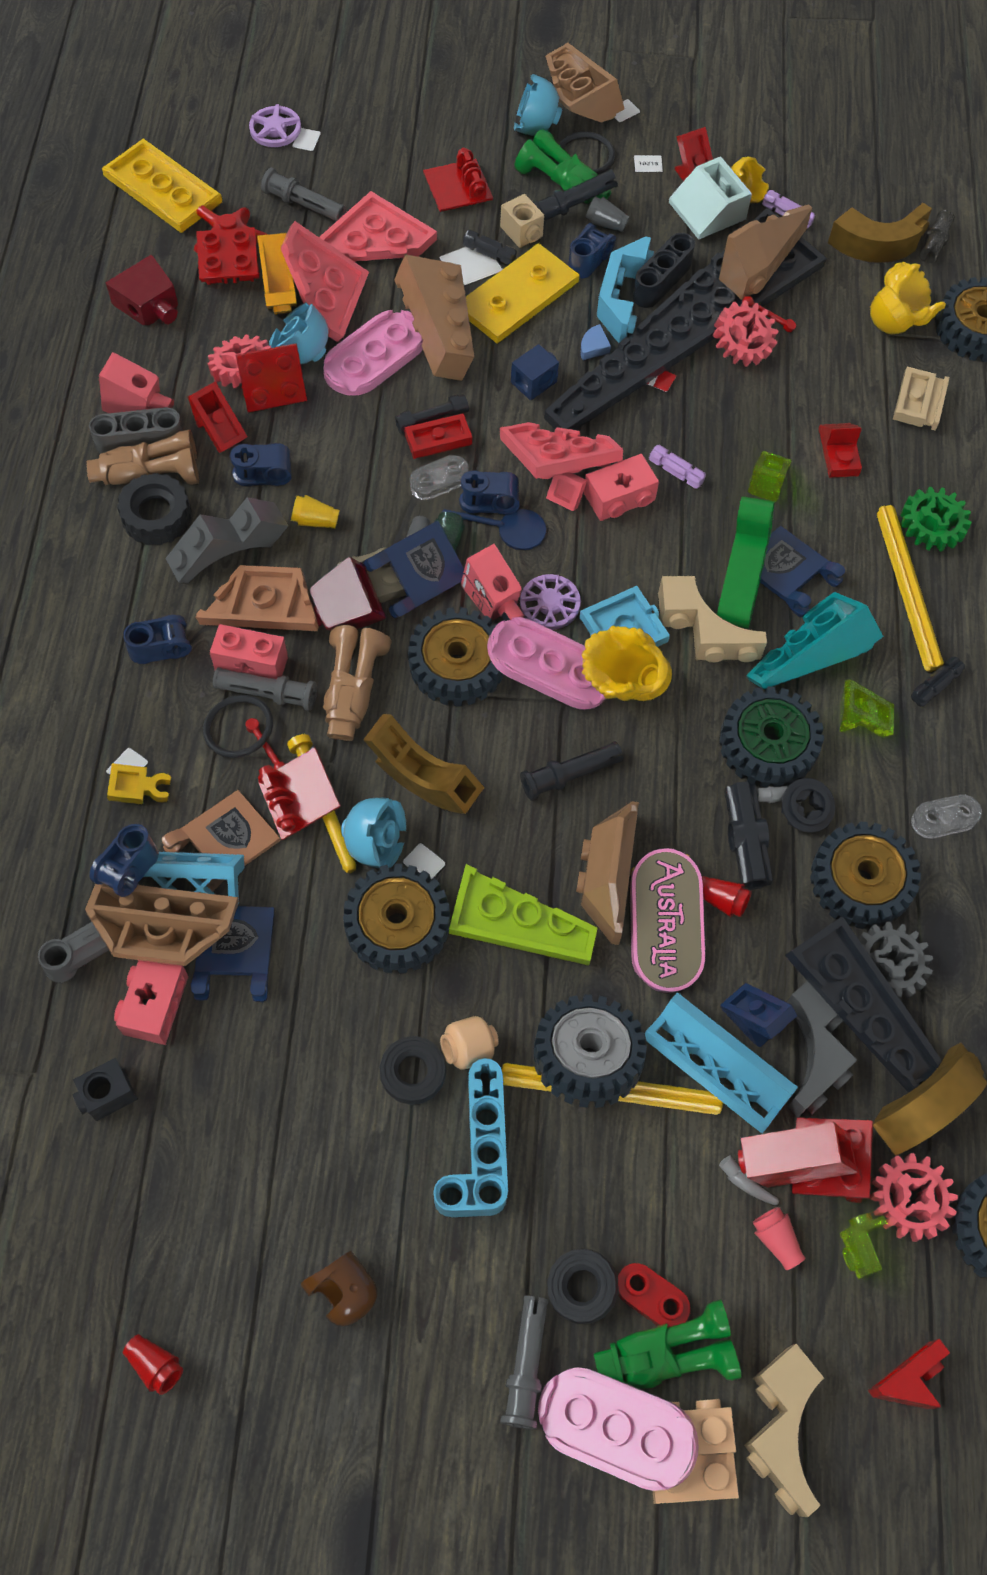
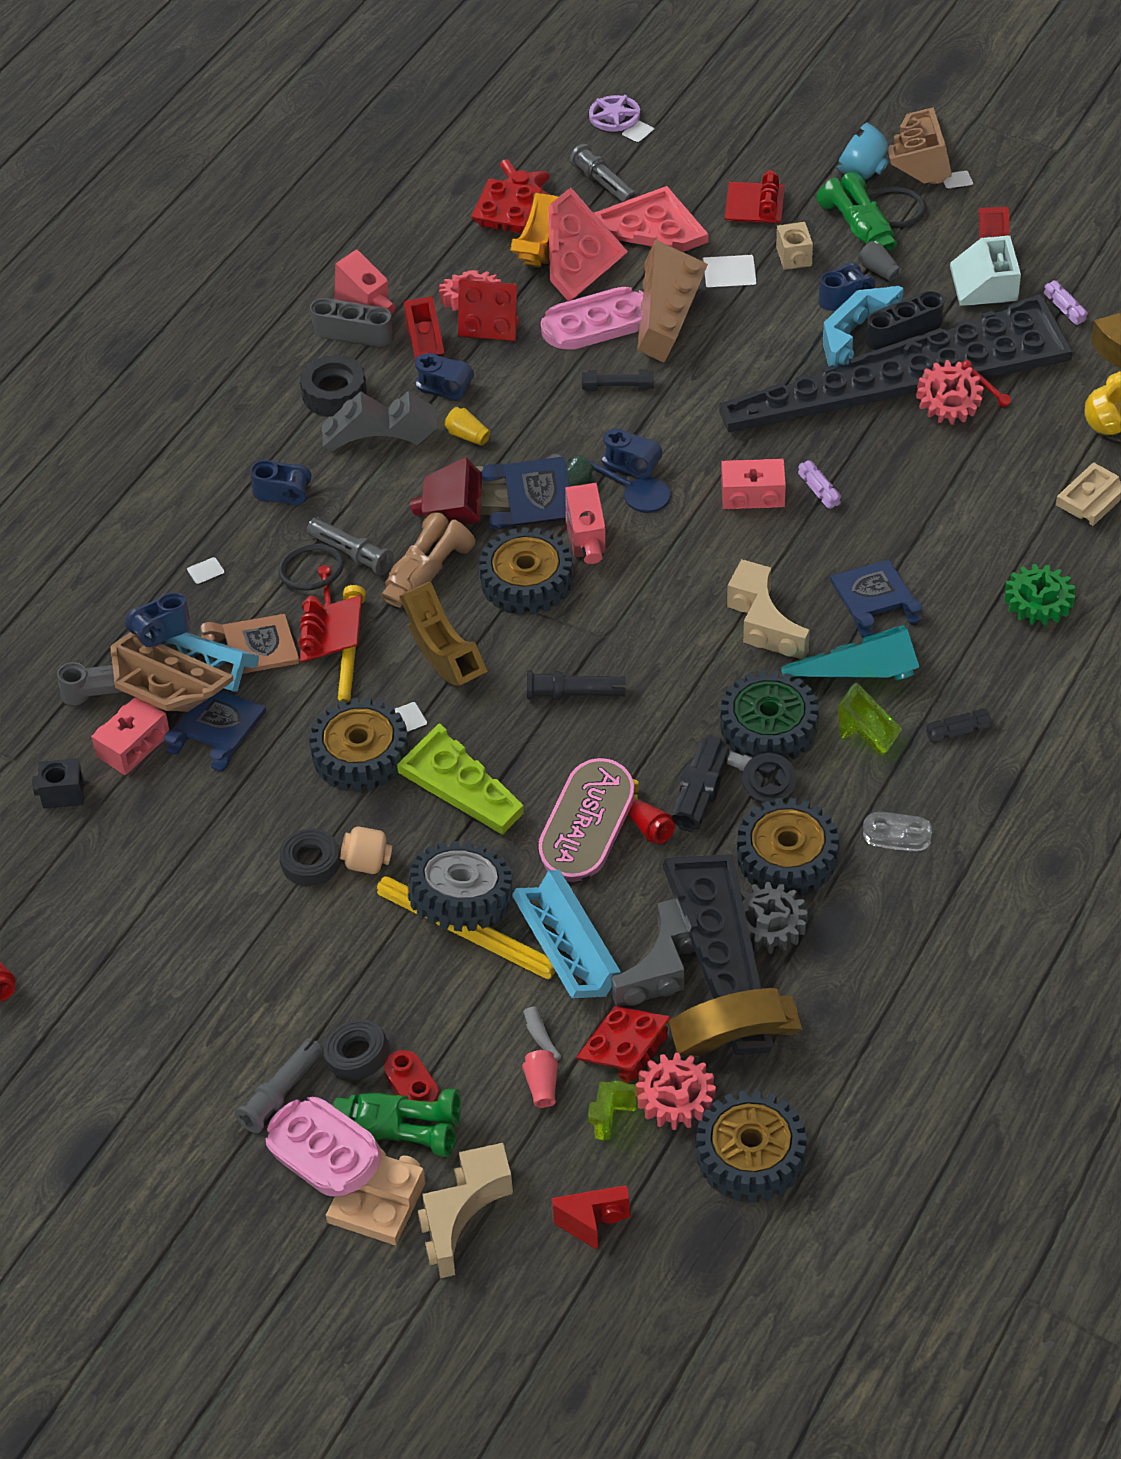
camera: 30 degrees right, 15 degrees down
(130, 784) = (201, 580): yellow plate -> none
(131, 462) = (370, 347): medium nougat piece -> none
(144, 293) = (418, 216): dark red torso -> none
(161, 185) = (483, 135): yellow plate -> none
(249, 652) = (349, 511): coral brick -> none
(262, 600) = (384, 478): nougat wing -> none
(307, 329) = (537, 285): medium azure cylinder -> none
(346, 1287) = (171, 983): reddish brown helmet -> none
(374, 830) = (377, 672): medium azure cylinder -> none
(438, 436) = (612, 398): red plate -> none
(440, 475) = (591, 430): clear plate -> none
(480, 1137) = (334, 931): medium azure beam -> none
(489, 247) = (752, 260): black axle -> none
(519, 292) = (757, 305): yellow plate -> none
(534, 372) = (730, 371): dark blue brick -> none
(542, 661) = (602, 598): bright pink tile -> none
(550, 601) = (636, 556): lavender wheel -> none
(559, 451) = (695, 431): coral plate -> none
(561, 201) = (839, 239): black pin -> none
(566, 490) = (702, 471): coral tile -> none
(594, 343) = (802, 364): medium blue tile -> none
(608, 871) = (546, 775): medium nougat wedge -> none
(625, 664) = (663, 615): yellow hair -> none
(626, 610) = (689, 593): medium azure plate -> none
(648, 163) = (952, 230): white sticker -> none
(663, 381) = (850, 413): red sticker -> none
(746, 561) = (833, 573): green beam -> none
(751, 175) = (1036, 265): yellow hair -> none
(758, 1013) = (624, 919): dark blue slope -> none
(759, 249) = (996, 323): medium nougat wedge -> none
(769, 476) = (896, 511): clear neon green slope -> none
(797, 1155) = (584, 1009): brick -> none
(841, 449) = (986, 515): red slope -> none
(909, 589) = (980, 643): yellow axle -> none

